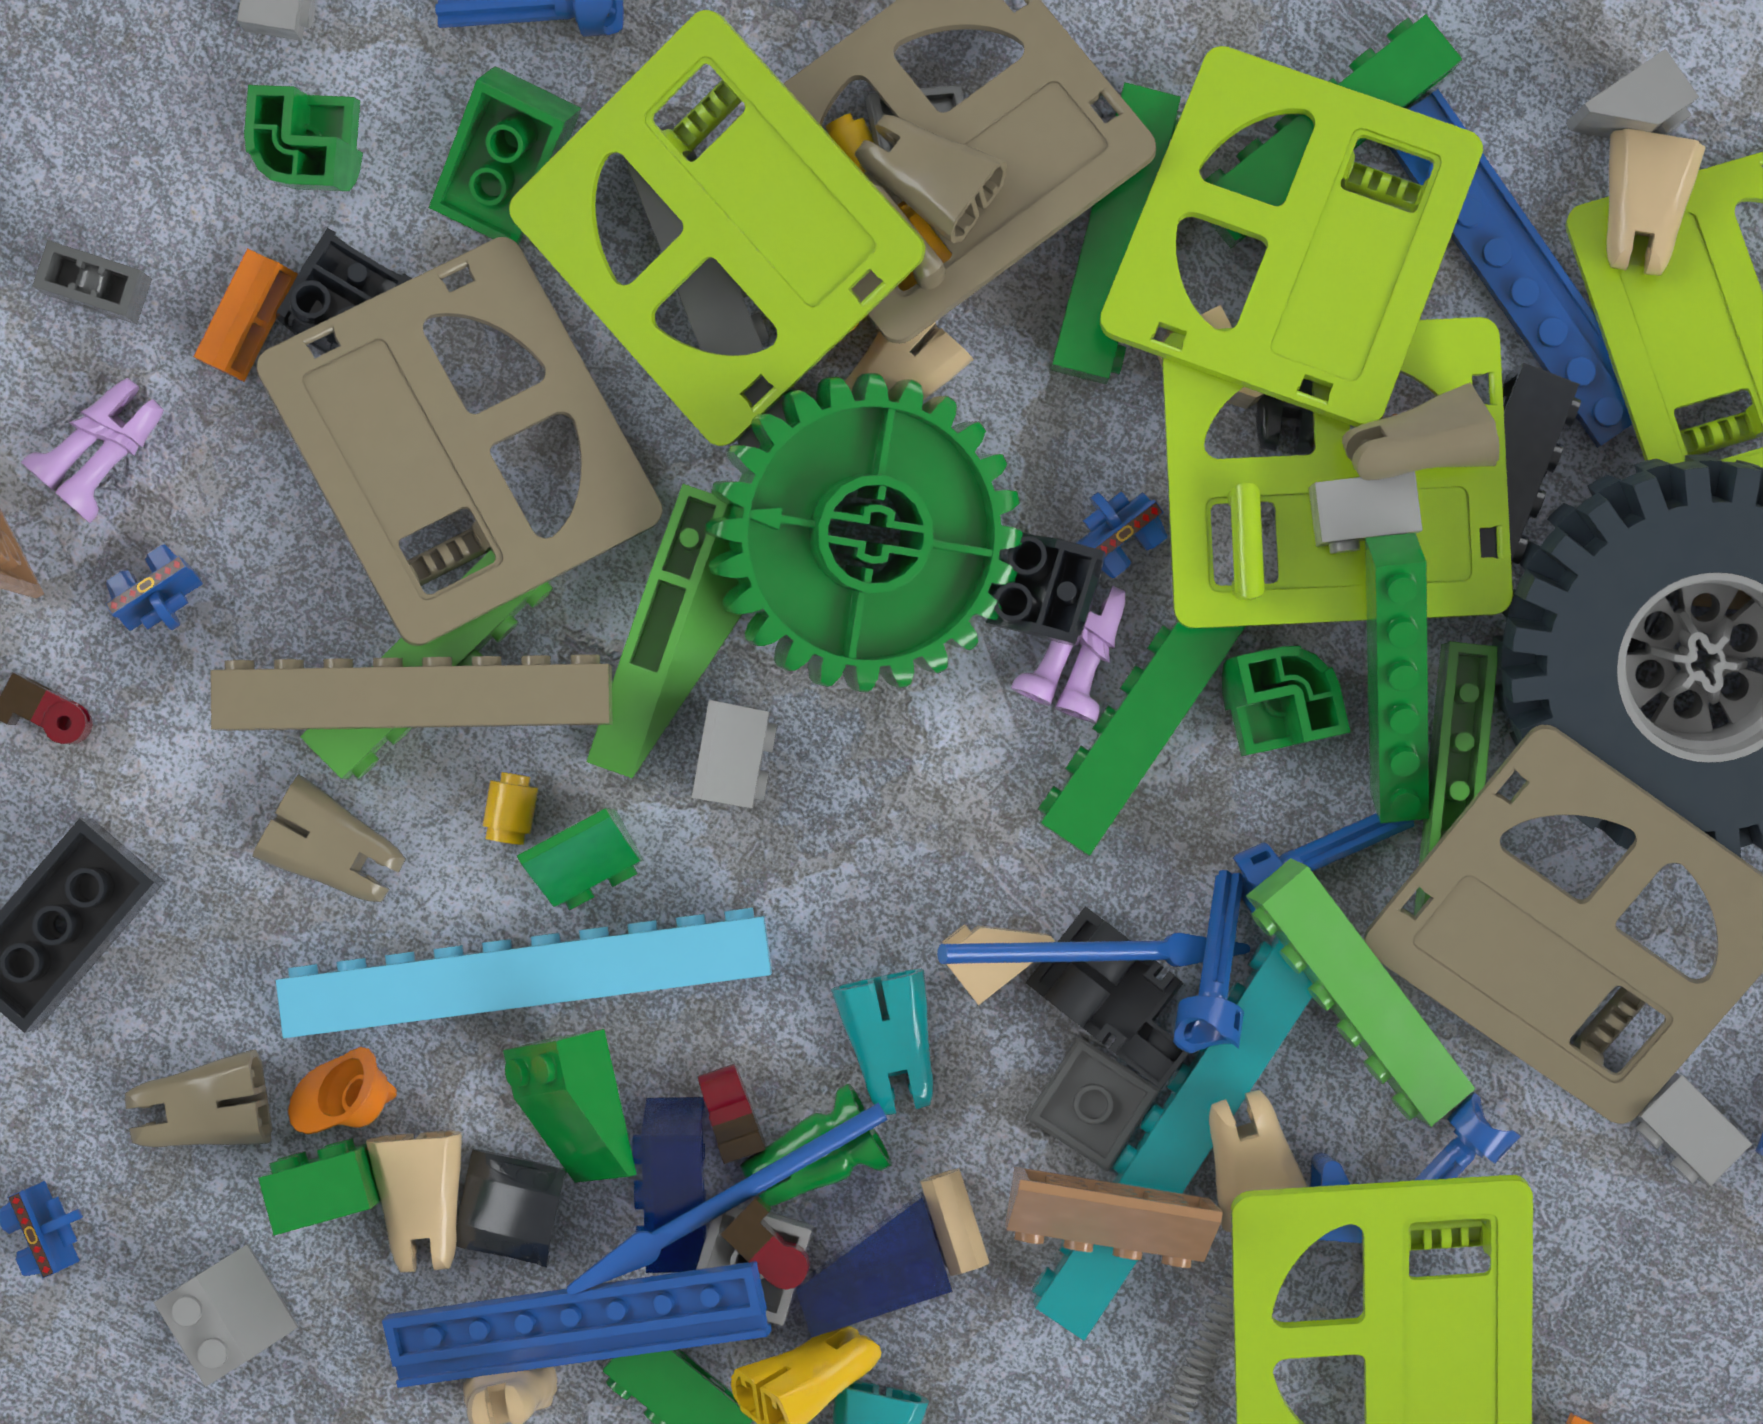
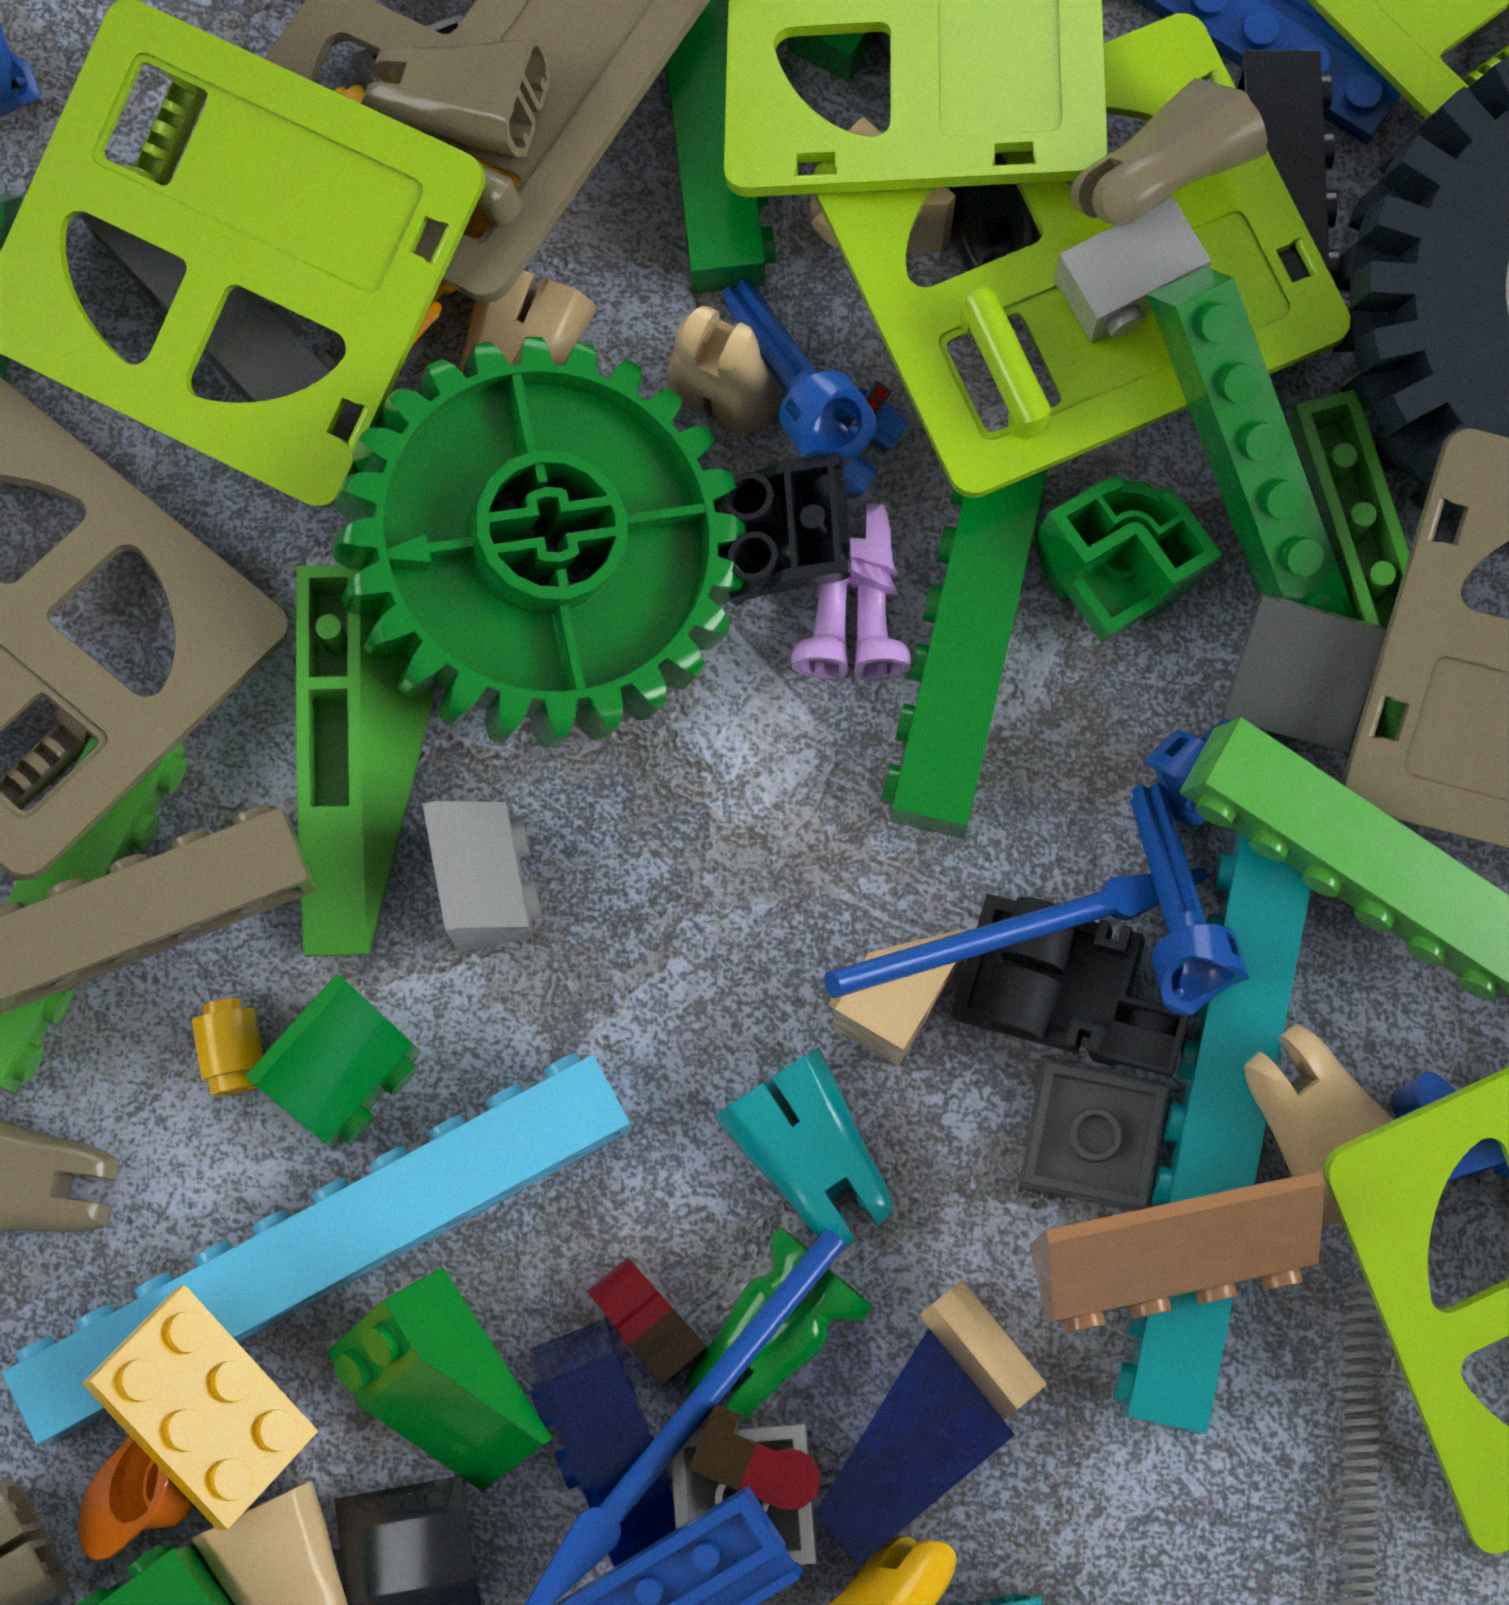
camera: 15 degrees left, 10 degrees down
(404, 1060) = (200, 1408): none -> yellow plate
(1046, 449) = (724, 368): none -> tan piece
(1103, 512) = (816, 404): none -> blue piece
(1372, 841) = (1304, 672): none -> dark grey tile

